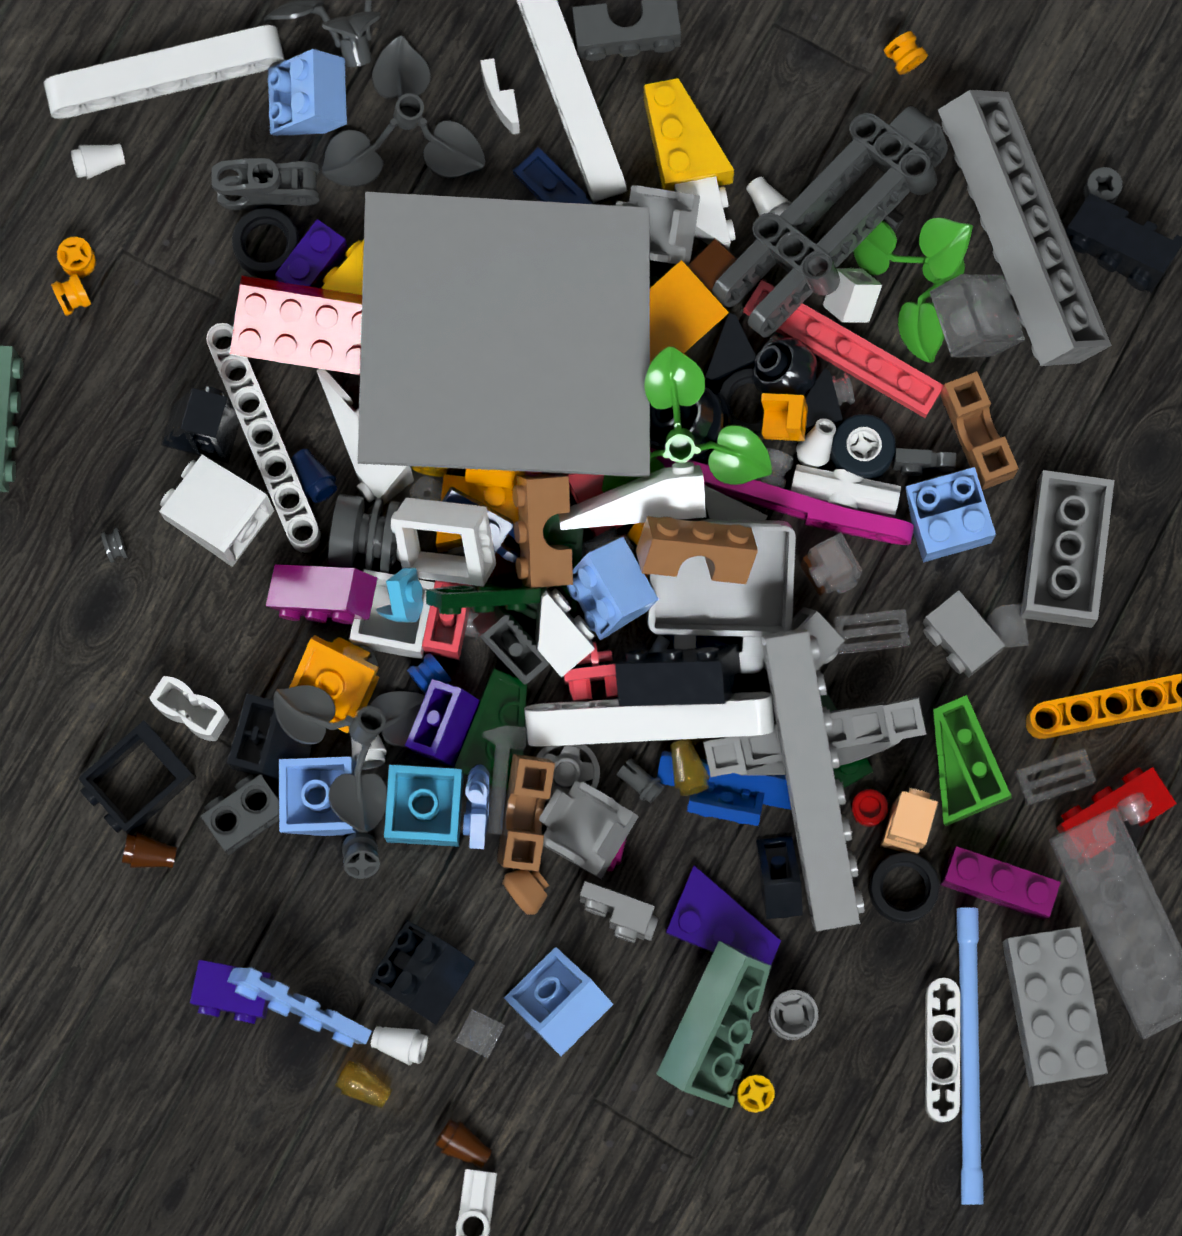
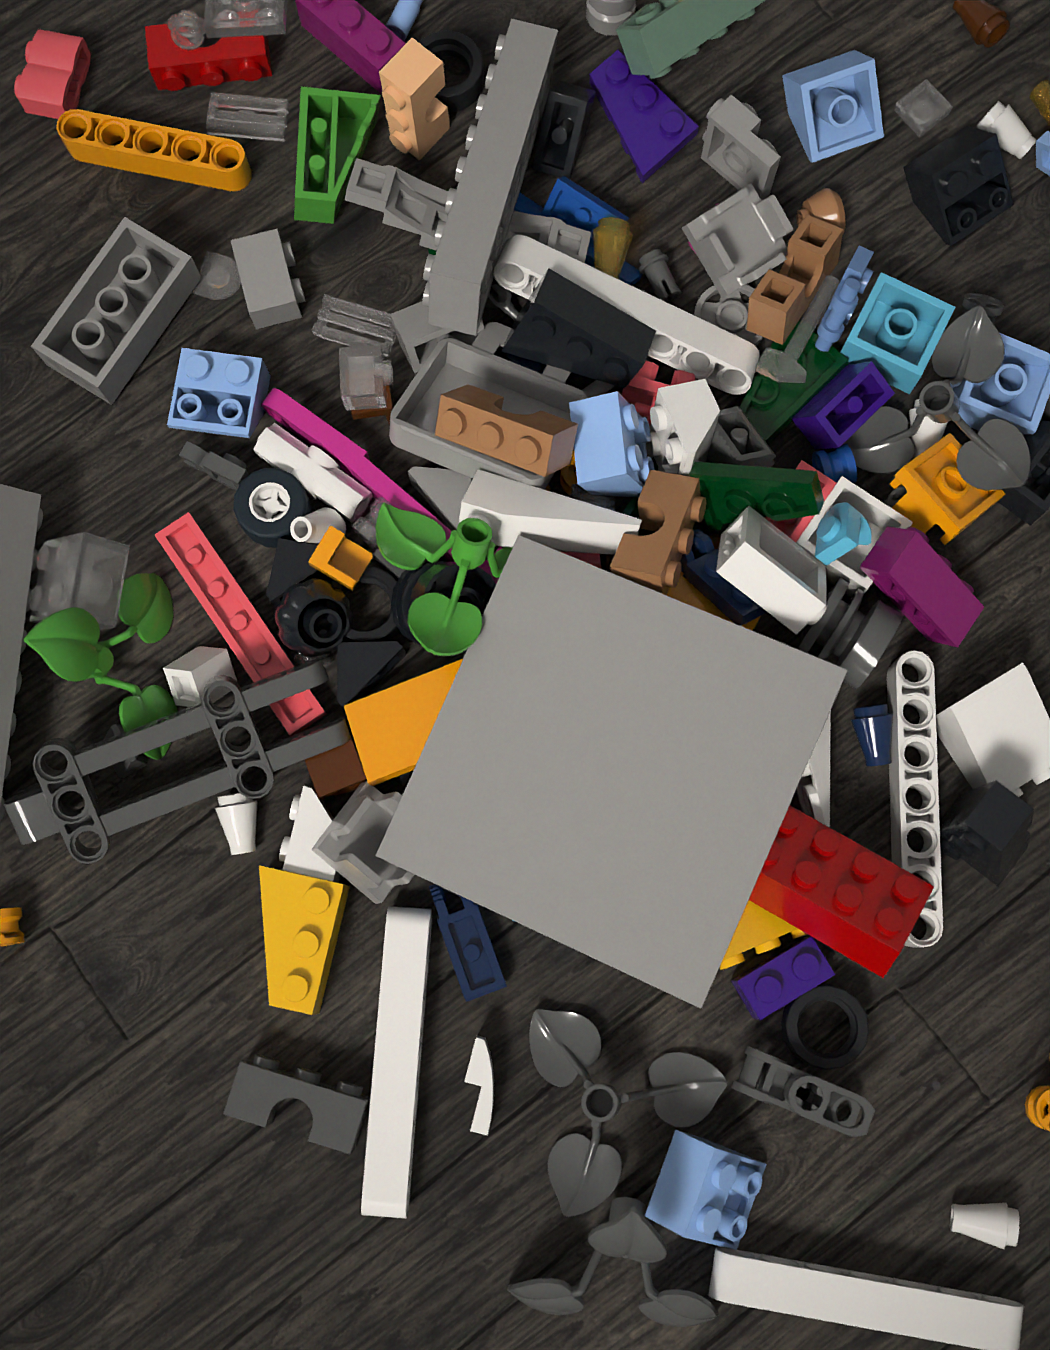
camera: 155 degrees left, 0 degrees up
(843, 389) = (259, 578): clear bush -> none
(869, 807) = (441, 162): red tile -> none
(971, 418) = (142, 495): medium nougat arch -> none

